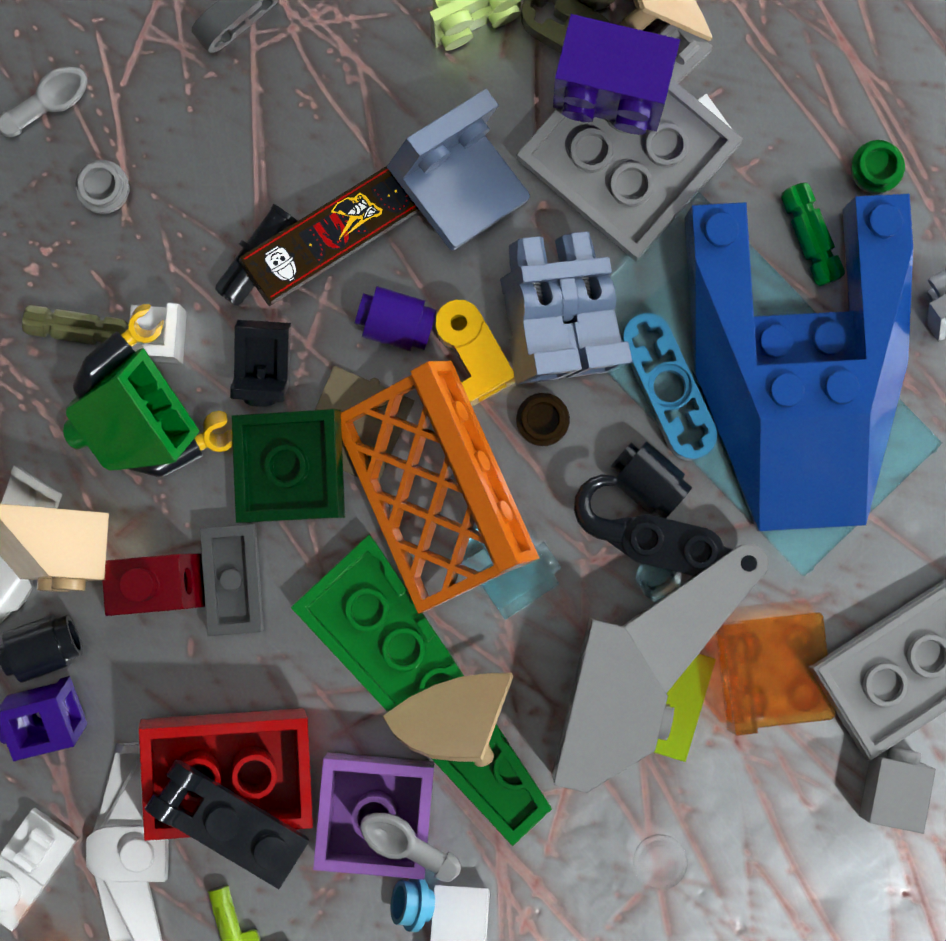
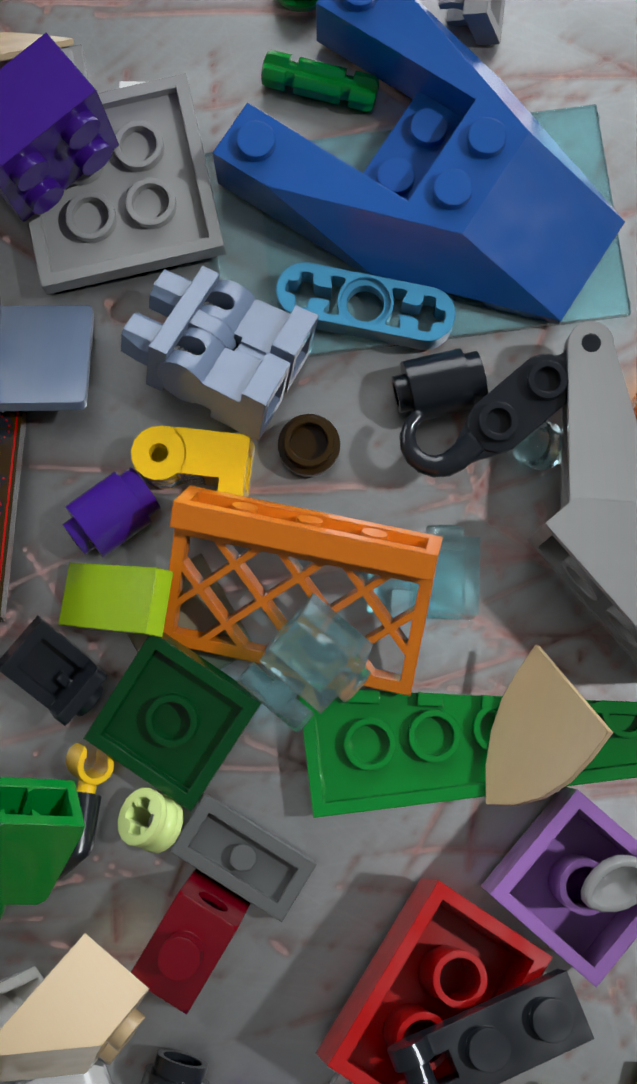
camera: 50 degrees left, 5 degrees down
(208, 487) = (135, 816): none -> yellowish green bush
(338, 368) = (116, 598): none -> lime tile
(393, 530) = (313, 658): none -> clear light blue brick

